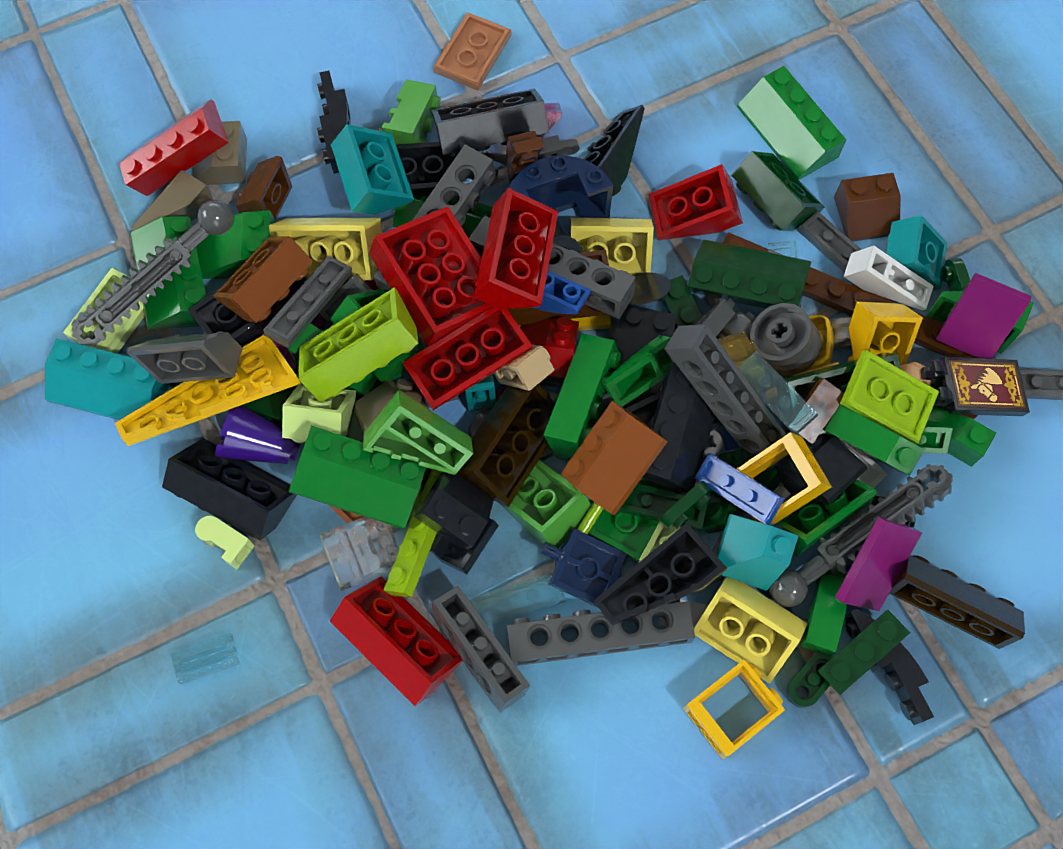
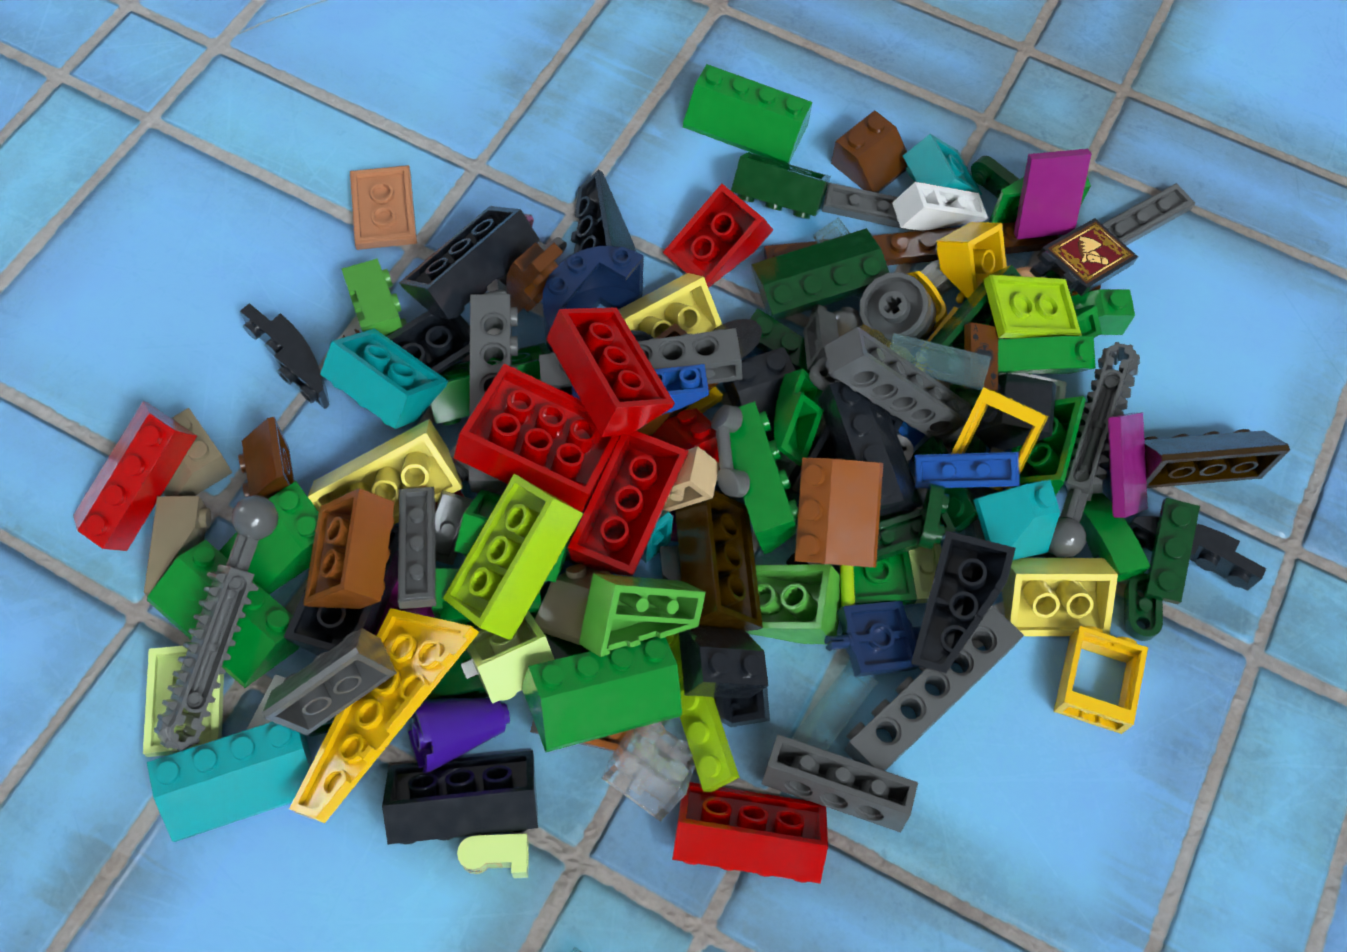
camera: 40 degrees left, 5 degrees down
(553, 387) = (731, 481): none -> dark grey bar

